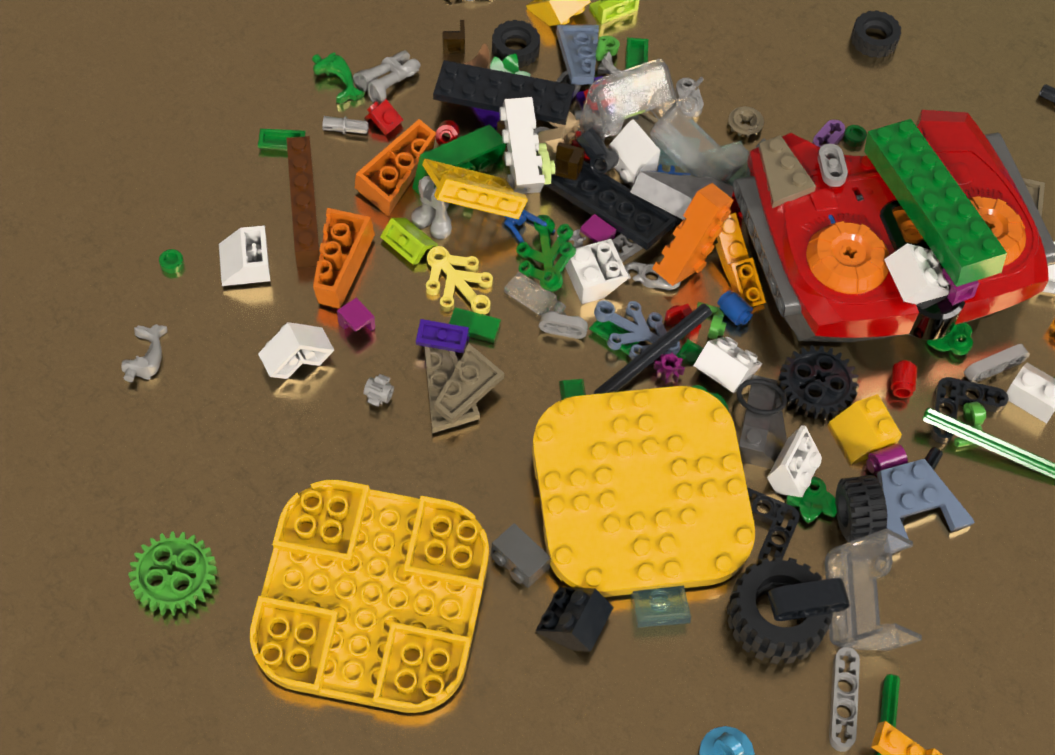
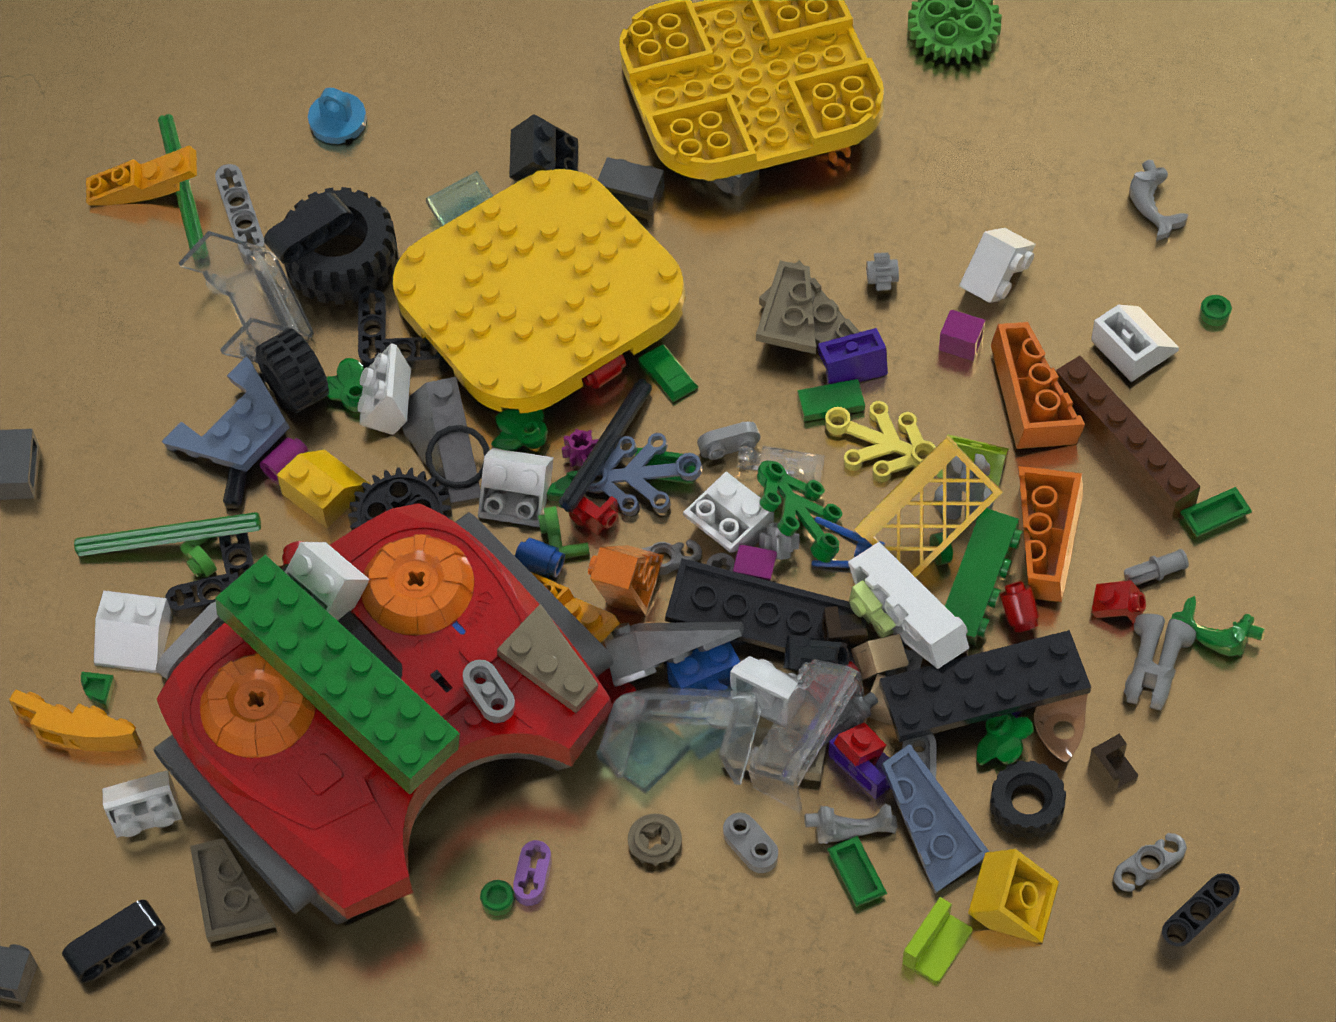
camera: 160 degrees right, 0 degrees up
(605, 45) = (903, 848): bright green plate -> none

